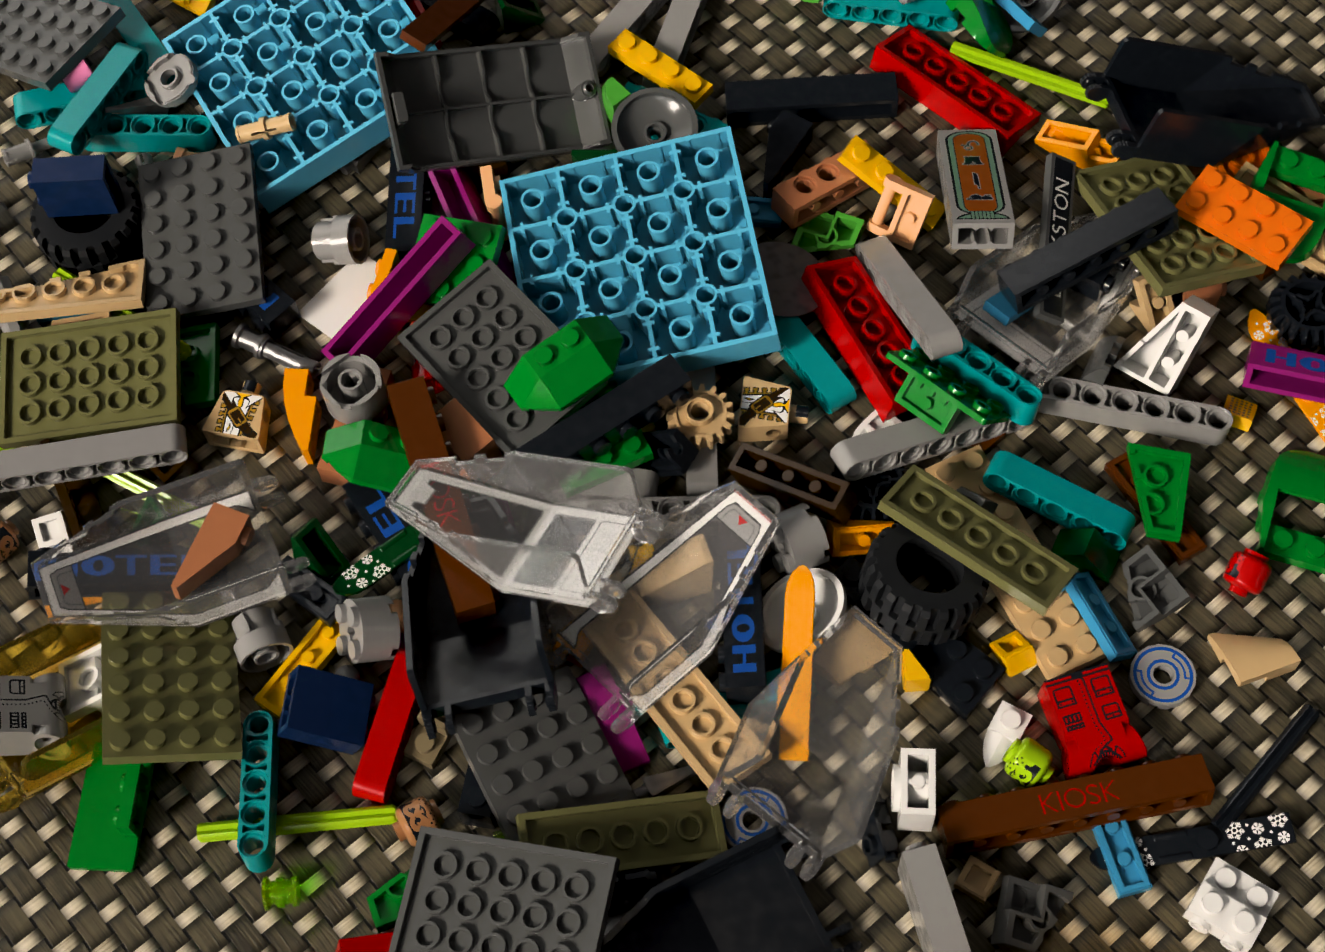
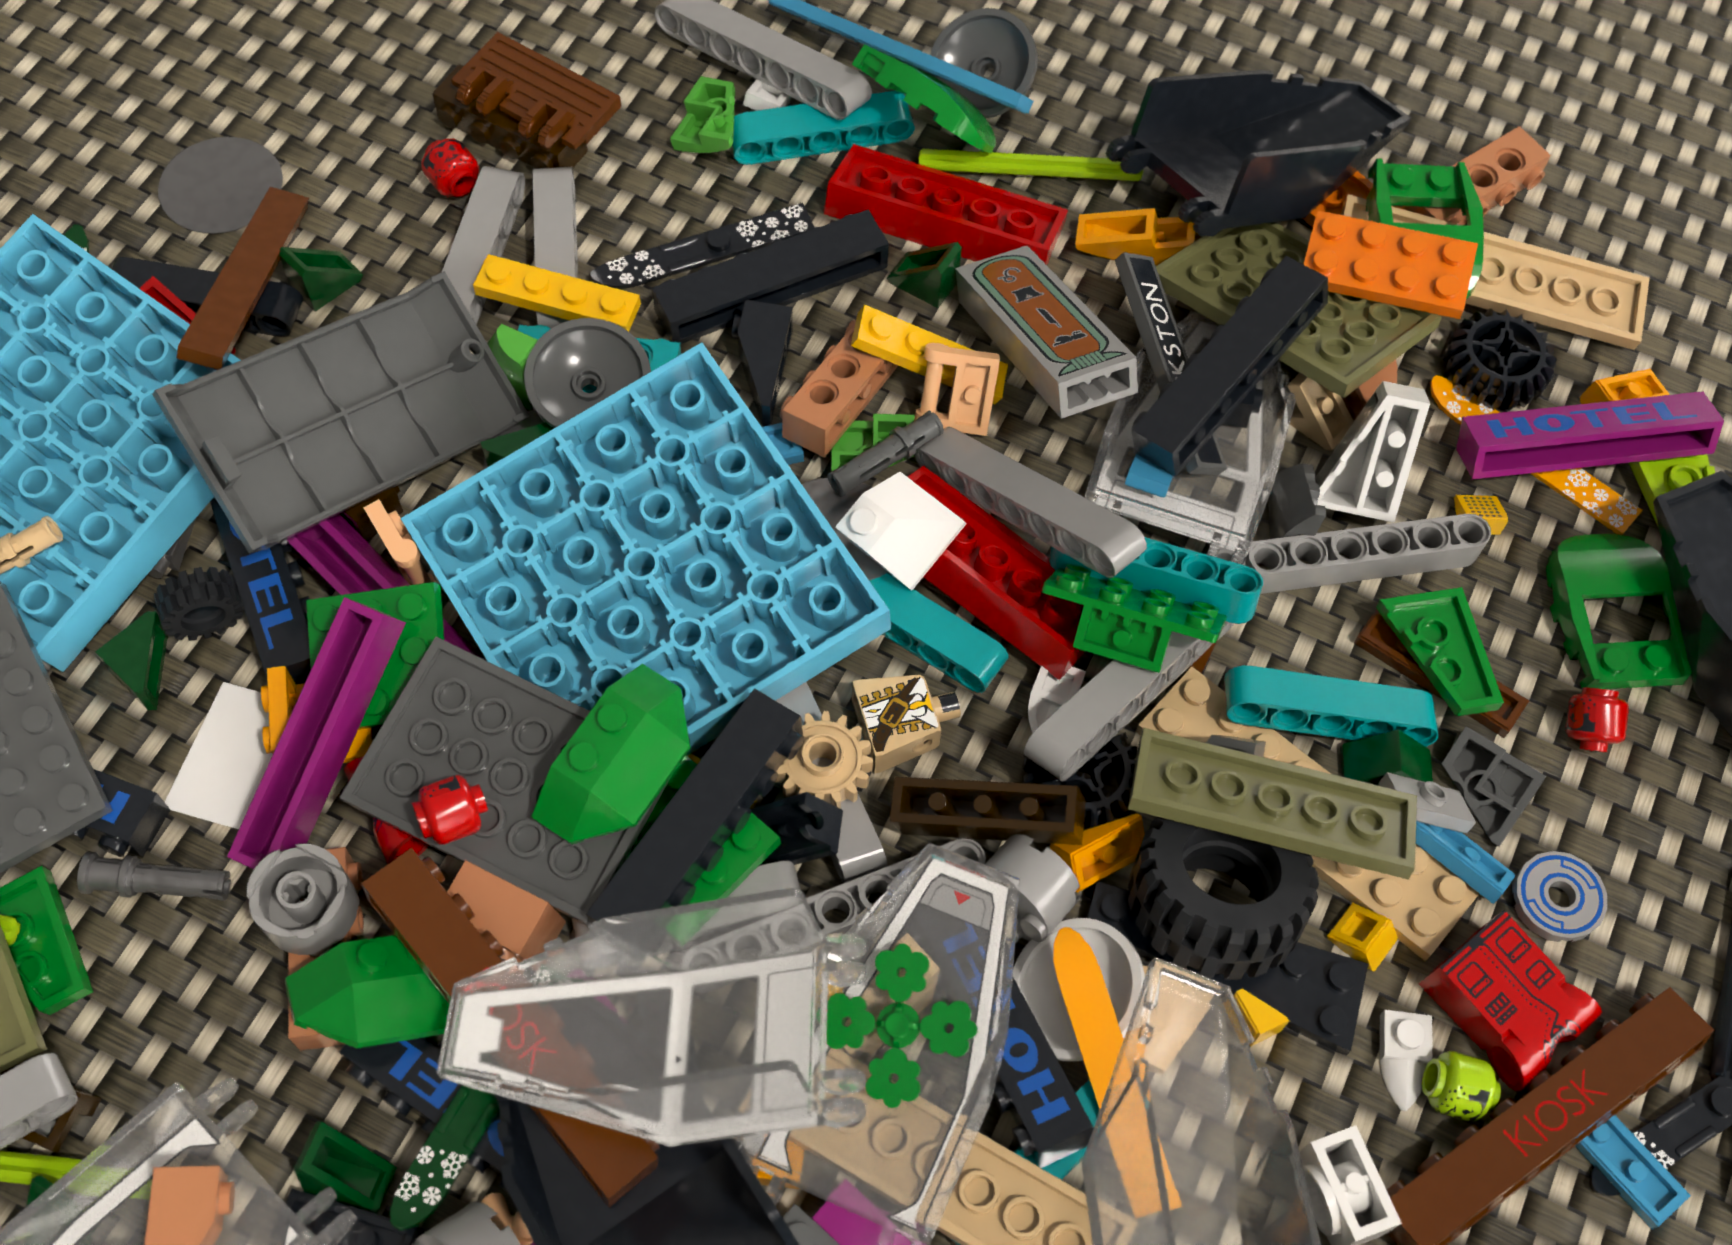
camera: 30 degrees left, 0 degrees up
(240, 419) = (136, 1003): torso -> none
(302, 410) = (229, 954): light orange slope -> none
(312, 211) = (138, 658): none -> dark green slope
(341, 239) = (191, 677): light grey piece -> none
(362, 196) = (198, 603): none -> black tyre
(455, 363) = (449, 809): none -> red head
(672, 584) = (899, 1025): none -> green plant
(775, 66) = (703, 248): none -> black piece
(814, 287) = (900, 528): none -> white slope
(832, 238) = (899, 445): none -> dark grey pin
(920, 129) = (928, 272): none -> dark green slope
(1097, 584) = (1435, 803): none -> light grey plate
(1254, 657) = (1654, 826): tan slope -> none

